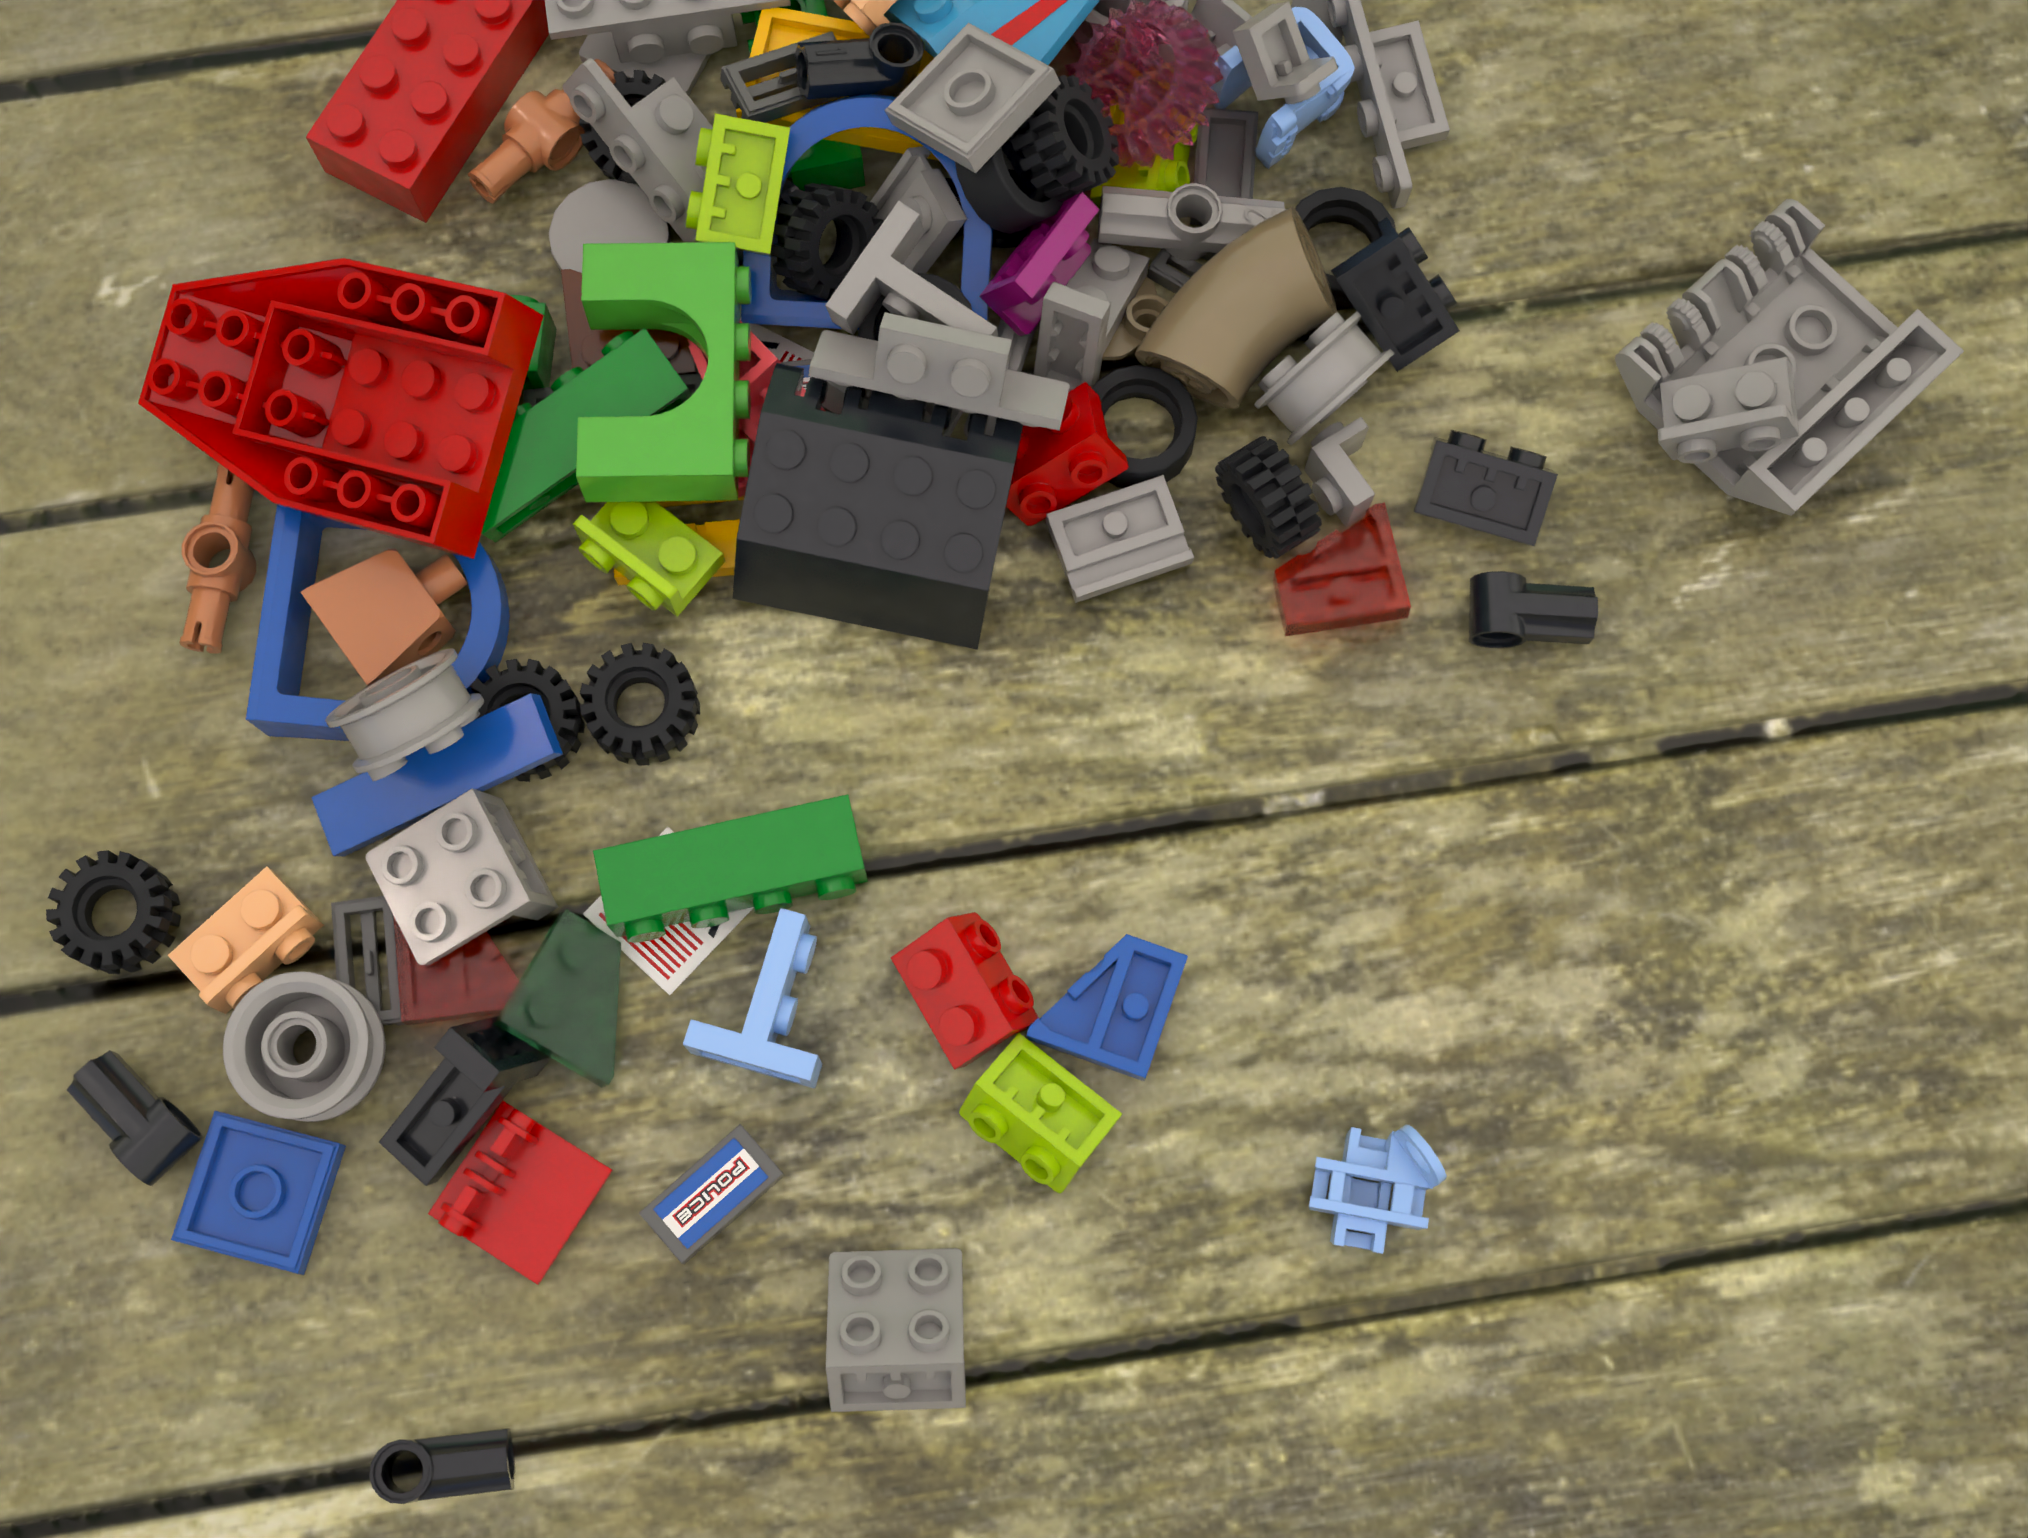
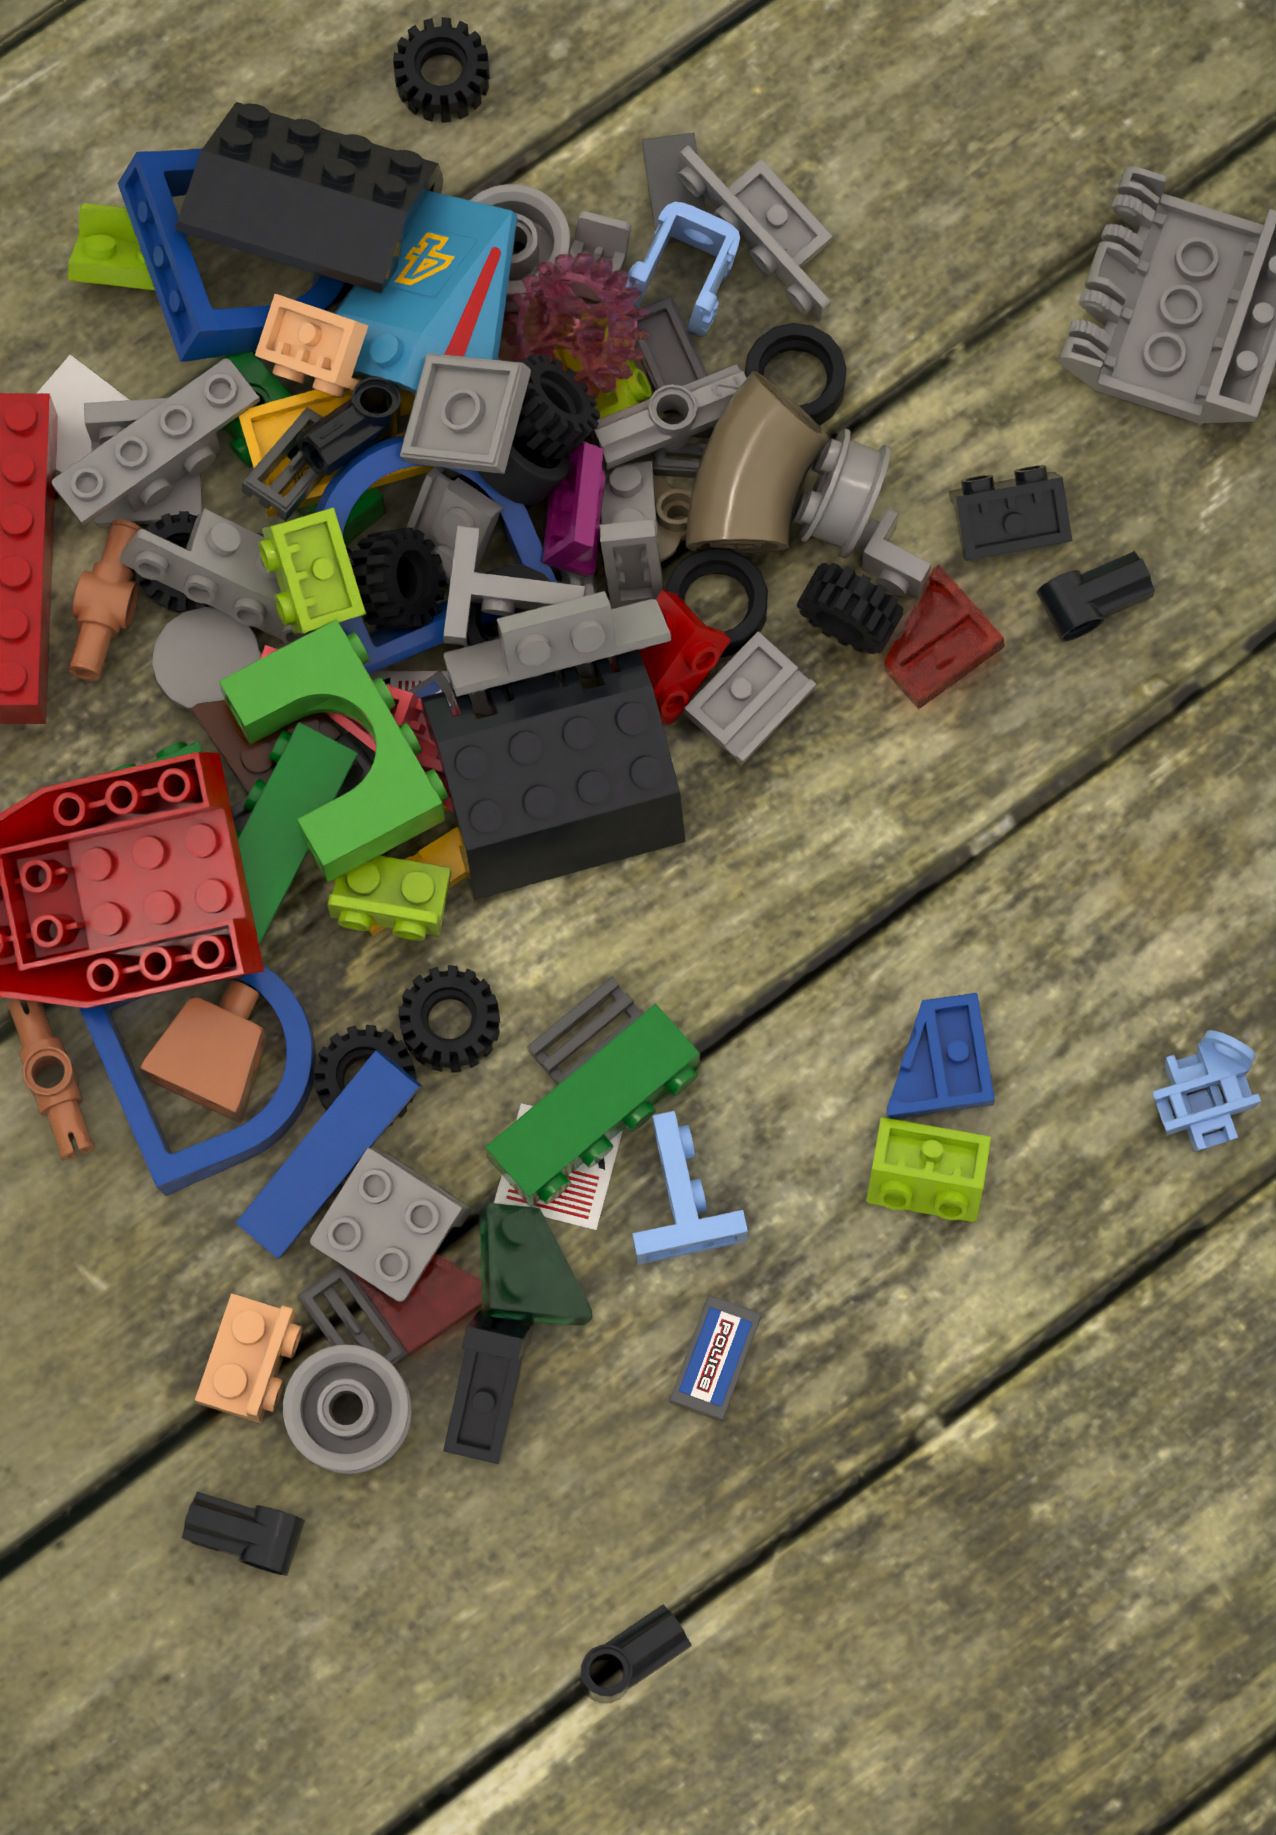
camera: 25 degrees left, 0 degrees up
(82, 892) = (115, 1360): black tyre -> none
(258, 1192) = (369, 1539): blue tile -> none
(405, 712) = (290, 1114): light grey wheel -> none
(520, 1192) = (569, 1432): red hinge -> none
(765, 768) = (608, 989): none -> dark grey tile
(895, 1330) = (911, 1383): light grey bracket -> none
(965, 987) = (821, 1105): red bracket -> none
(1278, 58) = (679, 257): light grey bracket -> none
(1396, 297) = (864, 397): black bracket -> none
(1728, 410) = (1166, 362): light grey bracket -> none

